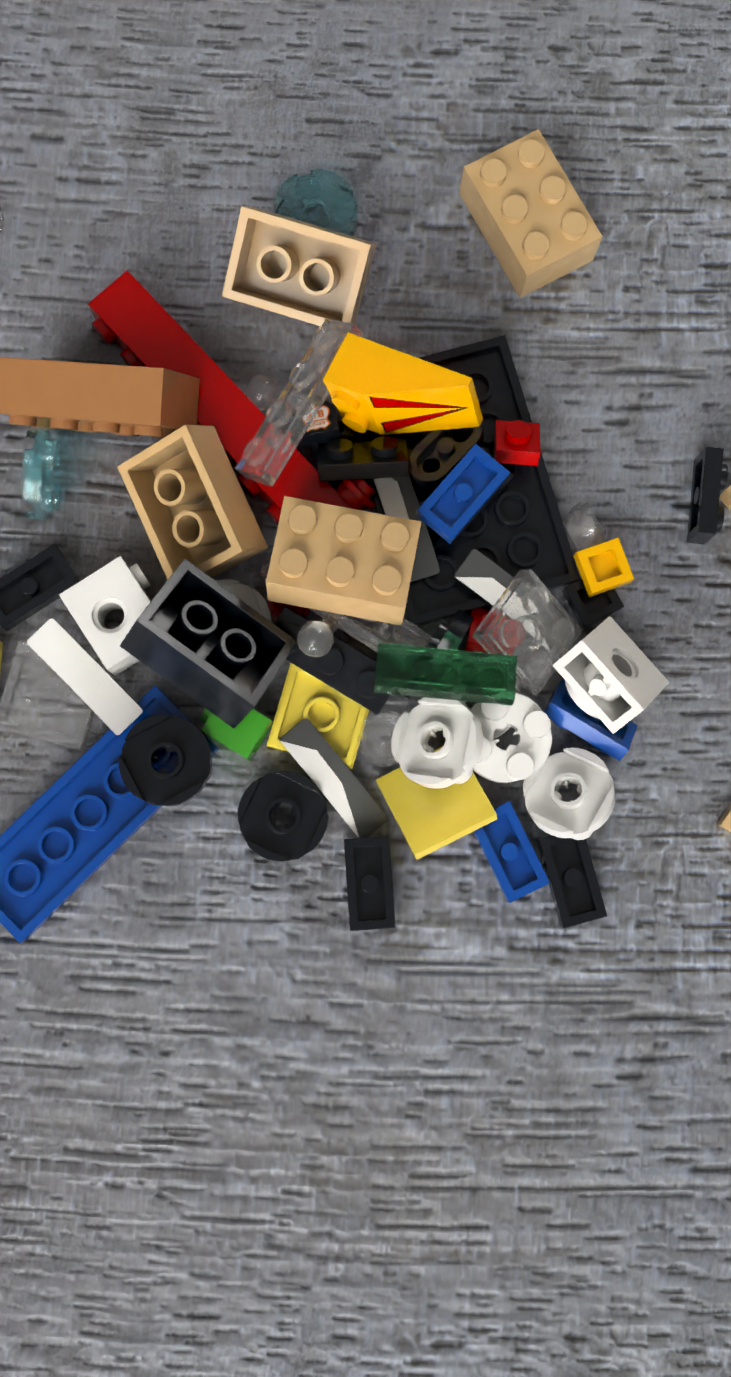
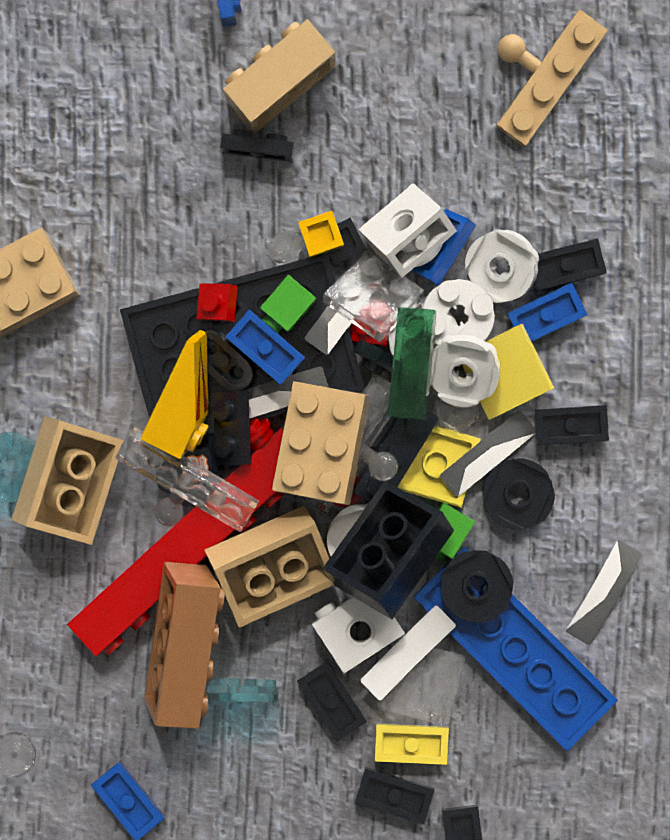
camera: 85 degrees left, 5 degrees up
(159, 927) = (604, 592): none -> dark grey sticker
(514, 525) = (287, 305): none -> bright green brick

